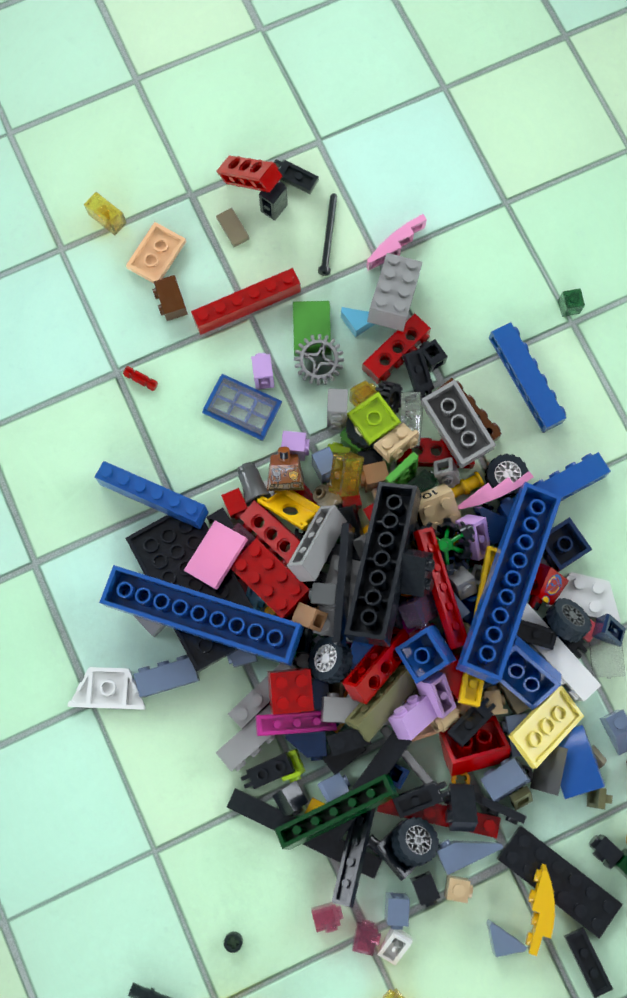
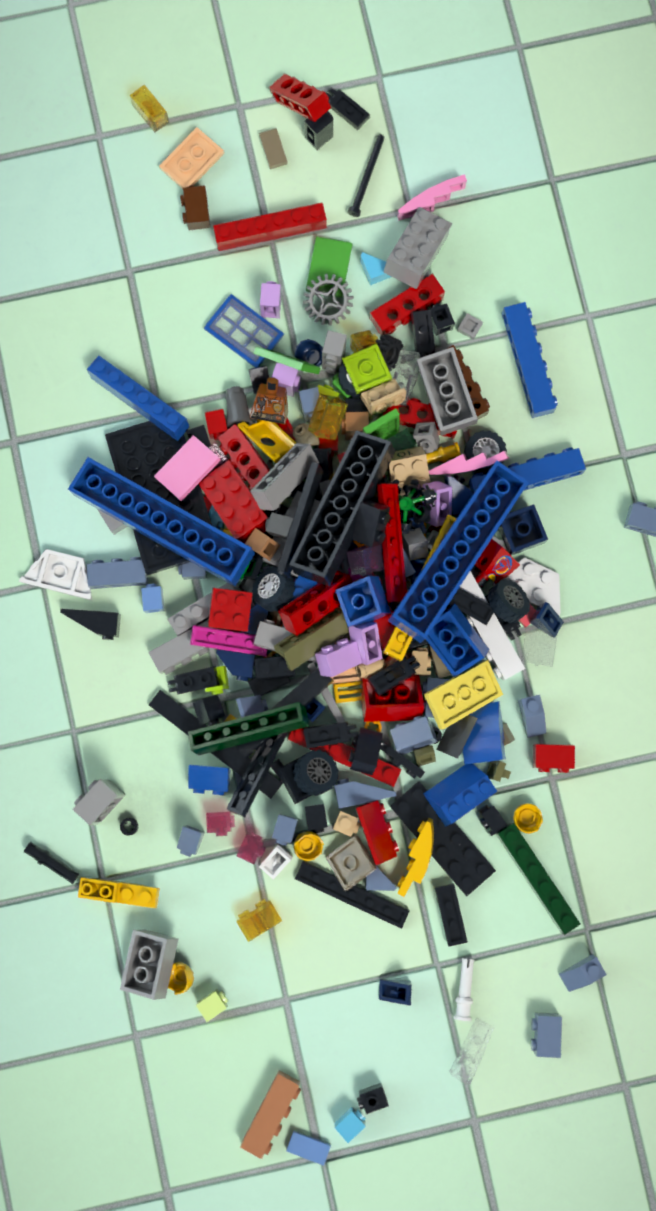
camera: 10 degrees right, 5 degrees up
(140, 378) = (151, 282): red axle -> none
(159, 732) = (101, 623): none -> black slope
(193, 930) = (98, 802): none -> light grey brick
(208, 694) = (152, 598): none -> medium blue brick
(267, 448) = (258, 376): none -> black bracket
(292, 426) = (287, 360): none -> bright green tile
(300, 943) = (190, 840): none -> sand blue slope
(306, 872) = (208, 778): none -> blue slope
(312, 416) = (309, 351): none -> dark blue hair
(416, 751) = (348, 684): none -> yellow tile
(424, 921) = (308, 846): none -> yellow hair
(461, 356) = (470, 326): none -> light grey tile
(473, 930) = (351, 862): none -> dark tan tile
(480, 963) = (354, 896): none -> black tile
(492, 892) = (377, 832): none -> red slope
(567, 831) = (459, 793): none -> blue slope
(571, 302) = (590, 294): clear green brick -> none

